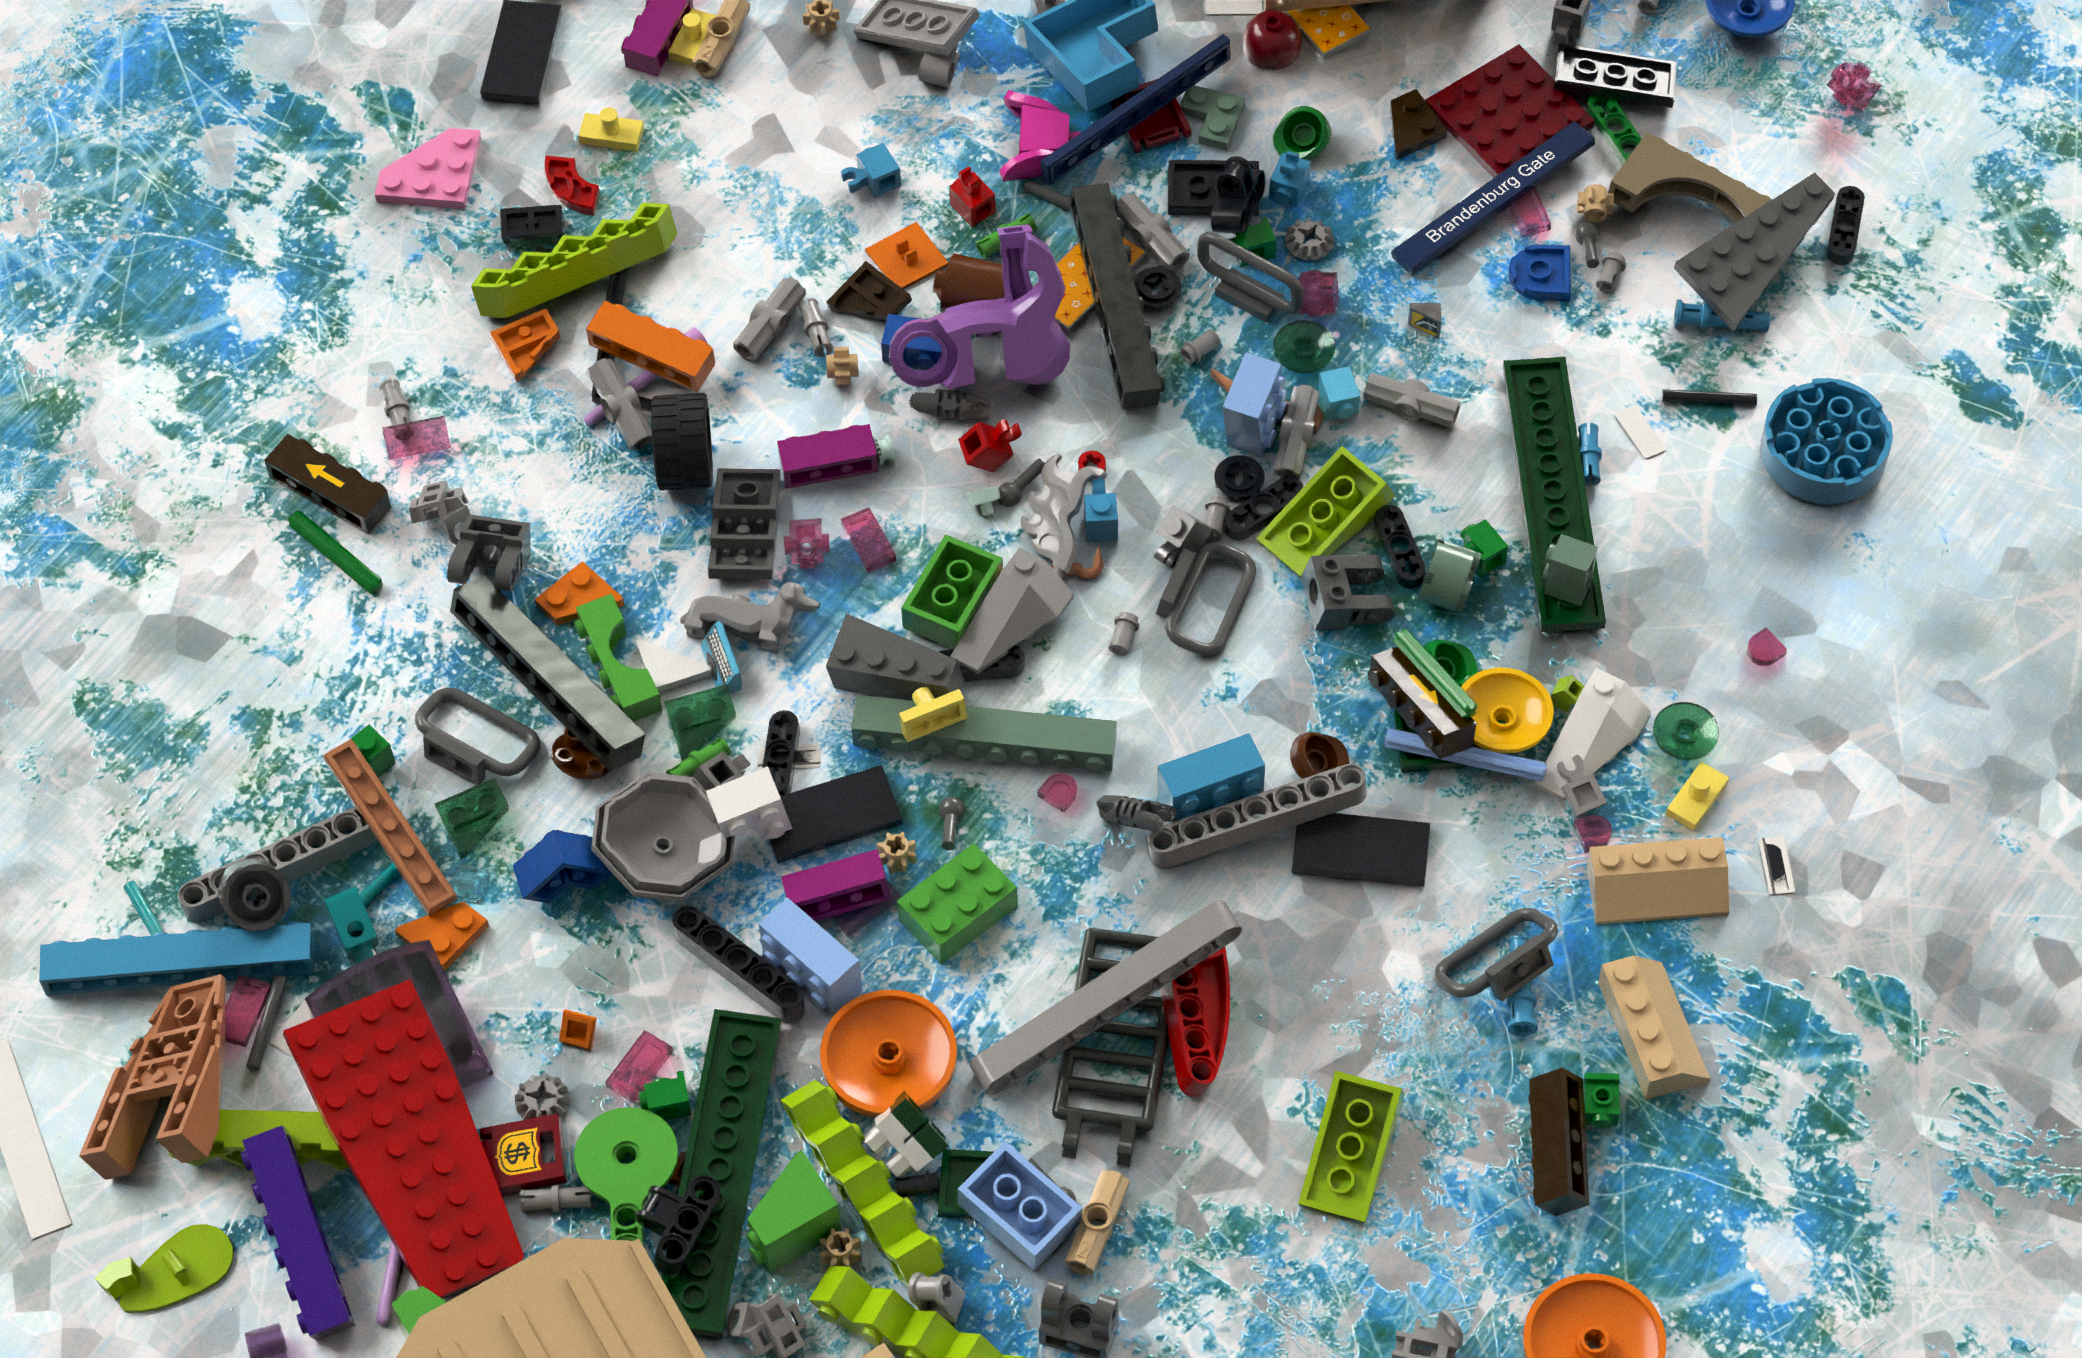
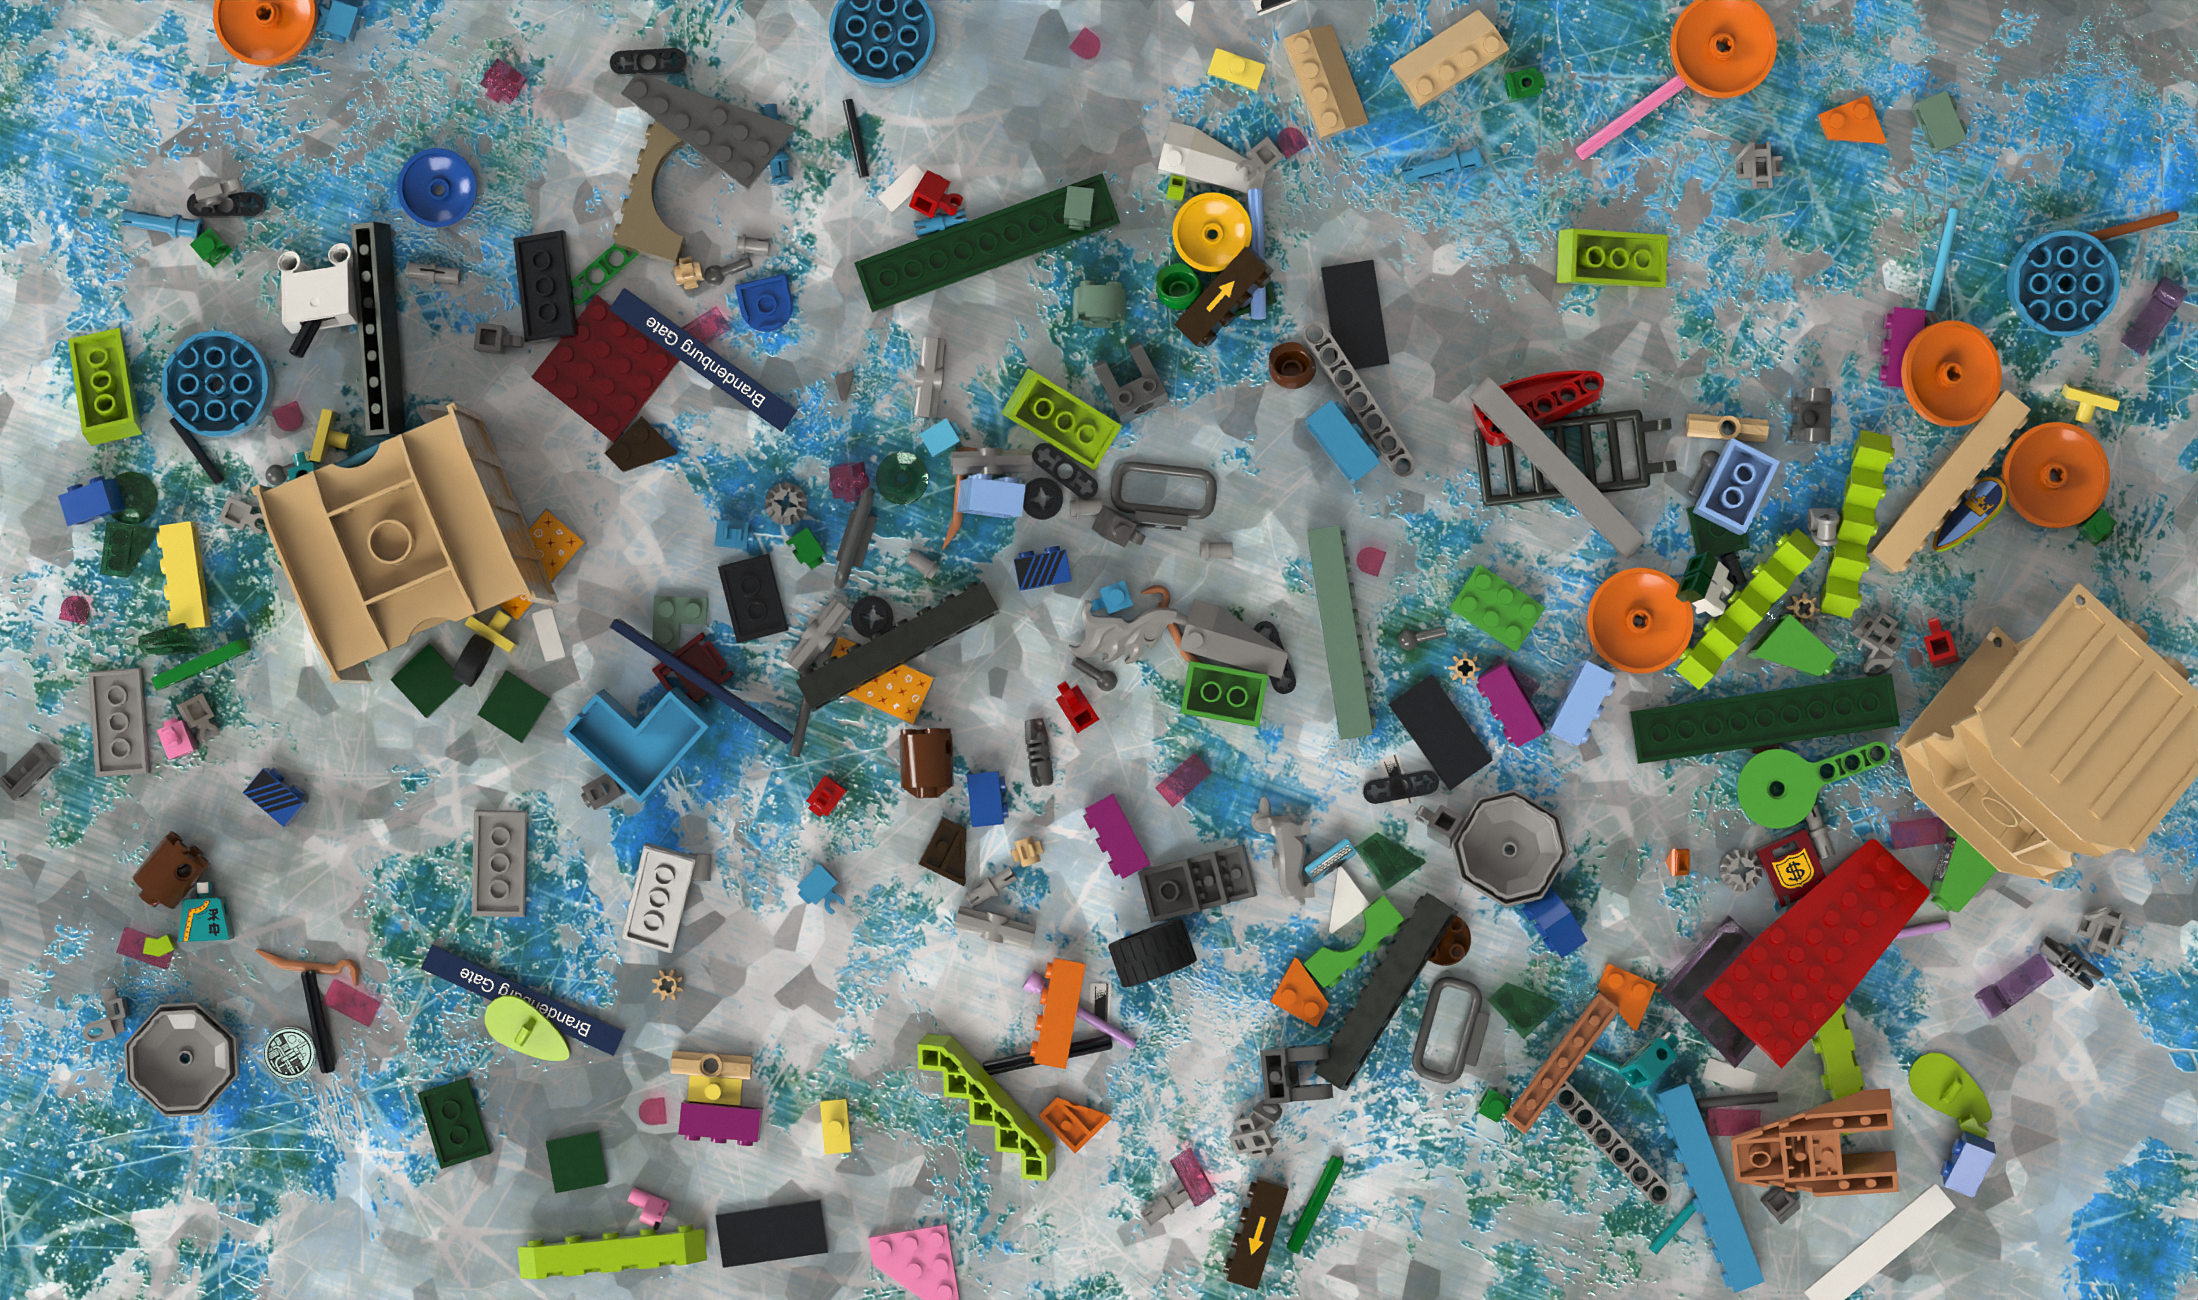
camera: 110 degrees left, 30 degrees up
(78, 1252) = (1968, 1164): none -> brick
(119, 1036) = (1780, 1204): none -> flat silver slope
(267, 907) = (1653, 1143): dark grey brick -> none
(297, 1232) = (1913, 1005): dark purple brick -> none
(532, 222) = (958, 1156): black hinge -> none
(569, 186) = (901, 1143): red tile -> none
(620, 404) = (1118, 1019): light grey piece -> none
(639, 1066) = (1694, 807): clear pink tile -> none
(666, 1097) = (1718, 776): green brick -> none
(672, 1210) = (1823, 741): black piece -> none
(697, 758) = (1426, 847): bright green pin -> none
(742, 977) = (1582, 768): black beam -> none
(750, 803) = (1470, 784): white brick -> none
(809, 532) = (1207, 825): clear pink brick -> none
(884, 449) = (1097, 792): light aqua bush -> none
(888, 664) = (1304, 729): dark grey wedge -> none
(907, 256) = (894, 835): orange piece -> none
(931, 713) = (1348, 674): light yellow tile -> none
(984, 498) = (1120, 698): light aqua tile -> none
(991, 243) = (854, 757): bright green pin -> none
(1029, 337) = (965, 709): medium lavender animal -> none
(1041, 133) = (746, 755): dark pink torso -> none
(1093, 457) = (1064, 612): red bush -> none
(1135, 812) = (1383, 494): dark grey hinge -> none
(1157, 455) = (1042, 569): none -> brick
(1239, 196) = (779, 568): black piece -> none
(1272, 40) = (584, 589): dark red cylinder -> none
(1302, 132) = (683, 536): green hat -> none
(1398, 559) = (1091, 348): black beam -> none
(1435, 673) = (1205, 290): axle -> none
(1487, 542) = (1057, 286): green brick -> none
(1511, 971) = (1440, 171): dark grey bar -> none
(1525, 1212) = (1630, 117): none -> bright pink axle
(1558, 1142) = (1570, 106): dark brown brick -> none
(1623, 446) = (932, 194): none -> red brick
(1689, 720) = (1185, 75): clear green dish -> none

